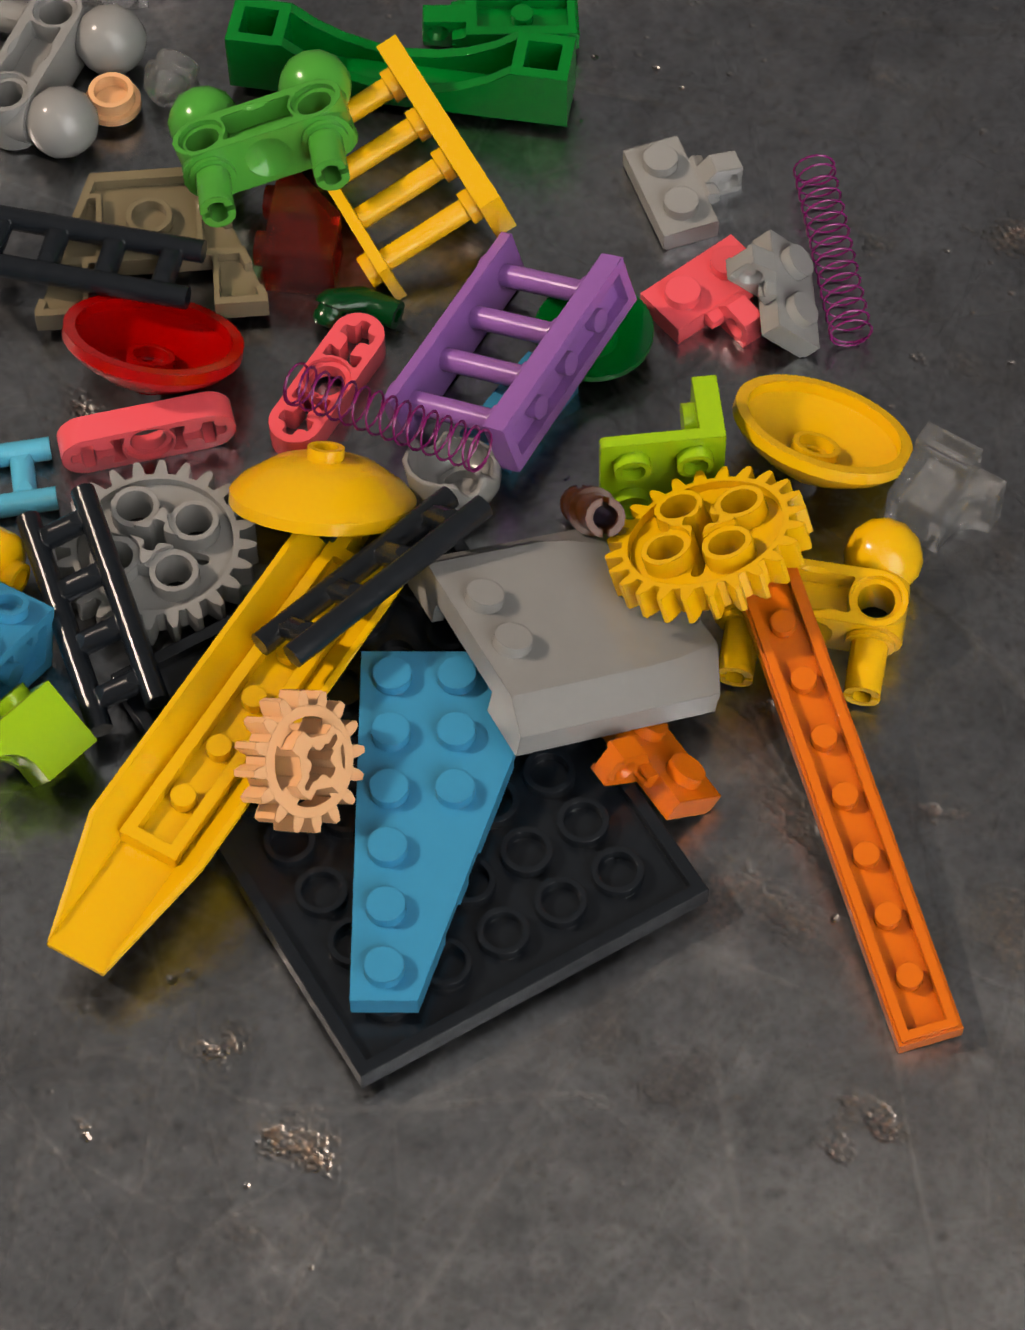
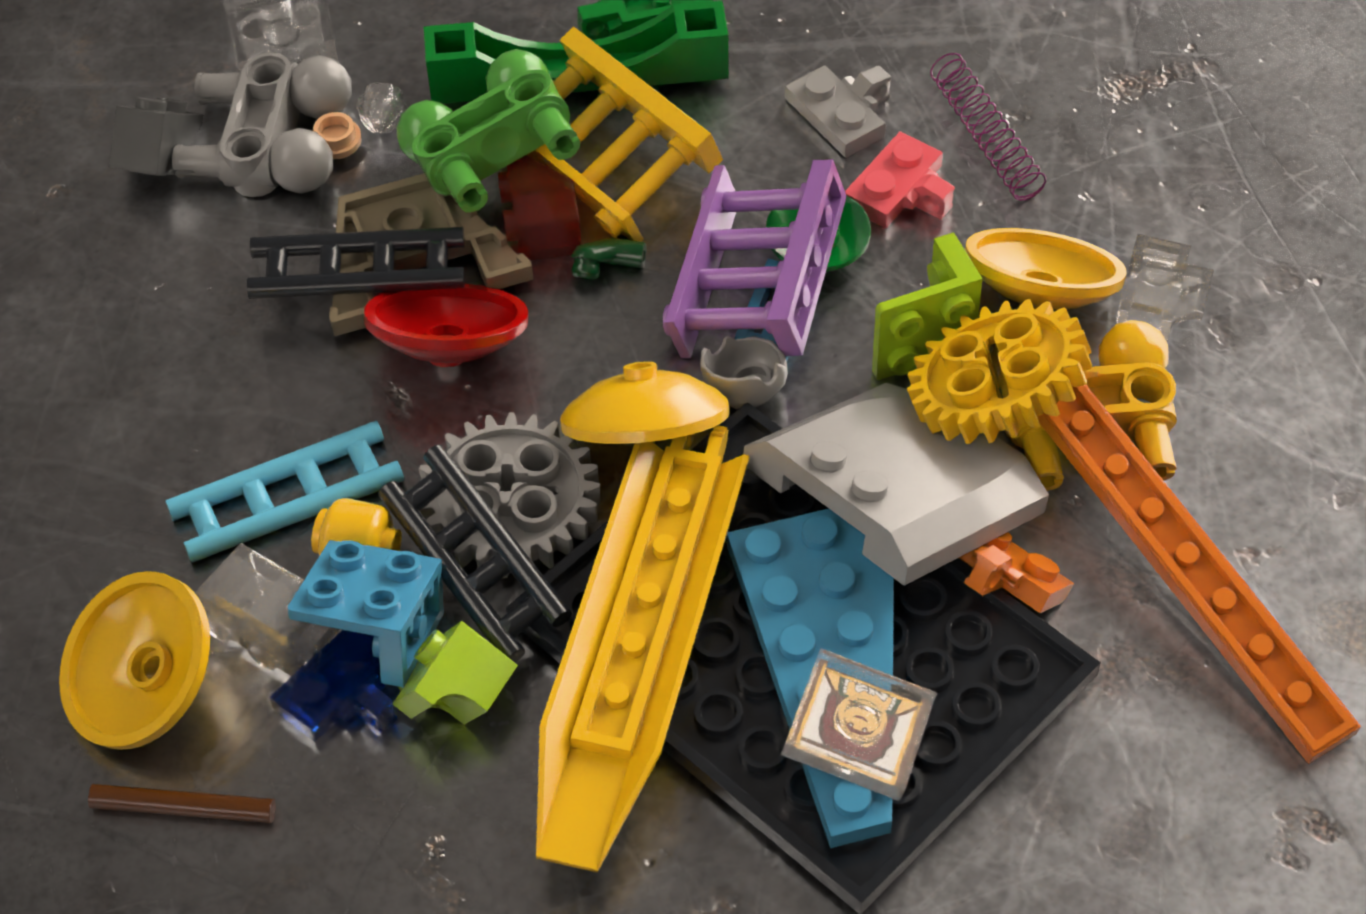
camera: 15 degrees left, 5 degrees down
(181, 423) = (432, 410): coral beam -> none
(299, 761) = (717, 635): light nougat gear -> none
(329, 357) = (601, 305): coral beam -> none
(358, 600) = (719, 486): black bar -> none
(393, 419) = (662, 338): magenta piece -> none
(416, 891) = (859, 724): none -> clear tile
(592, 511) = (880, 370): reddish brown pin -> none
(785, 291) = (957, 154): light grey hinge -> none

